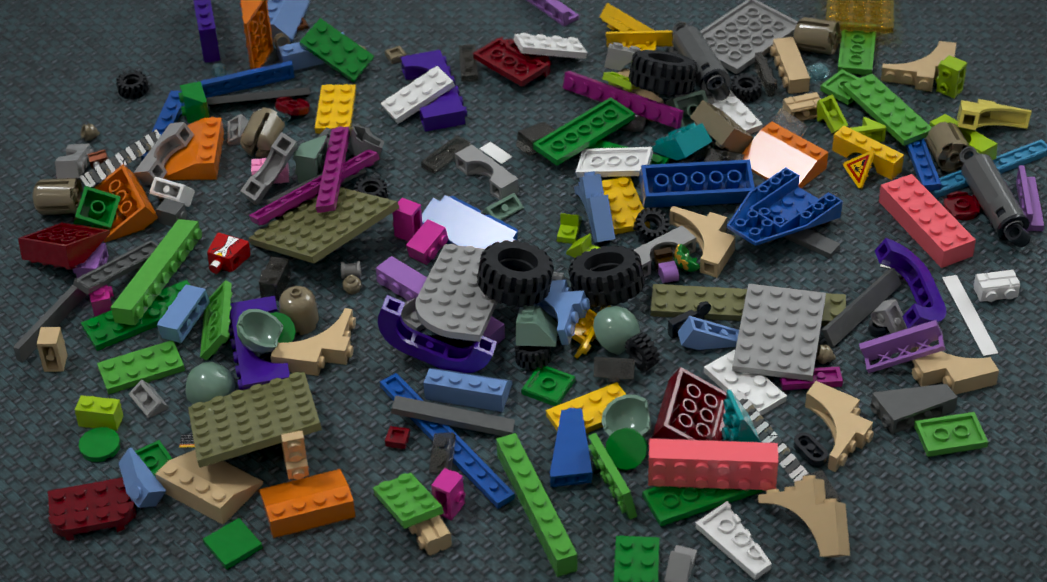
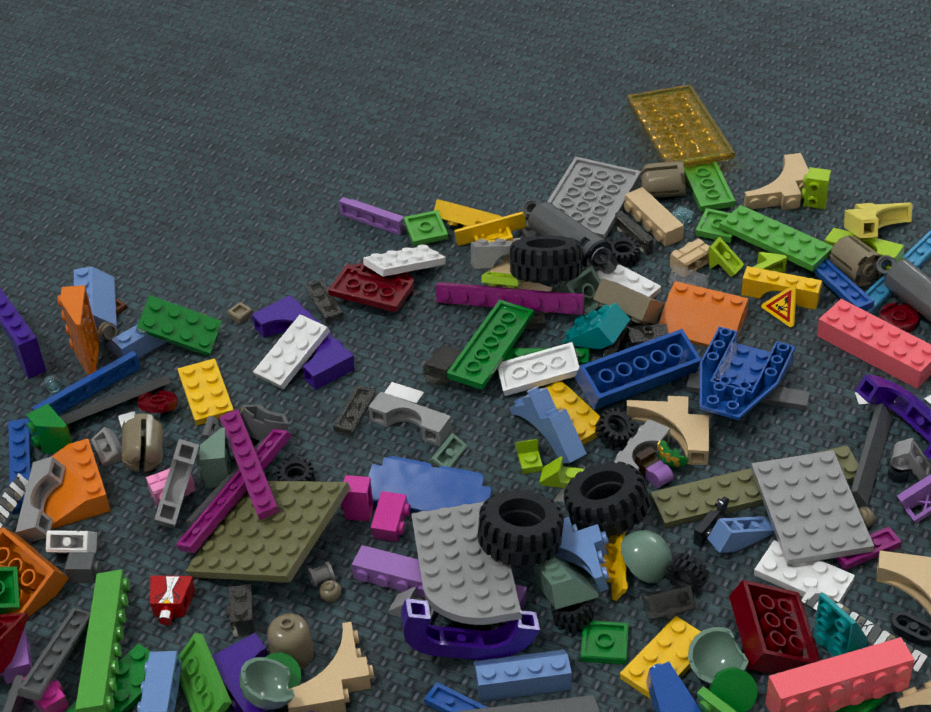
camera: 20 degrees left, 0 degrees up
(585, 25) = (425, 228): none -> bright green plate

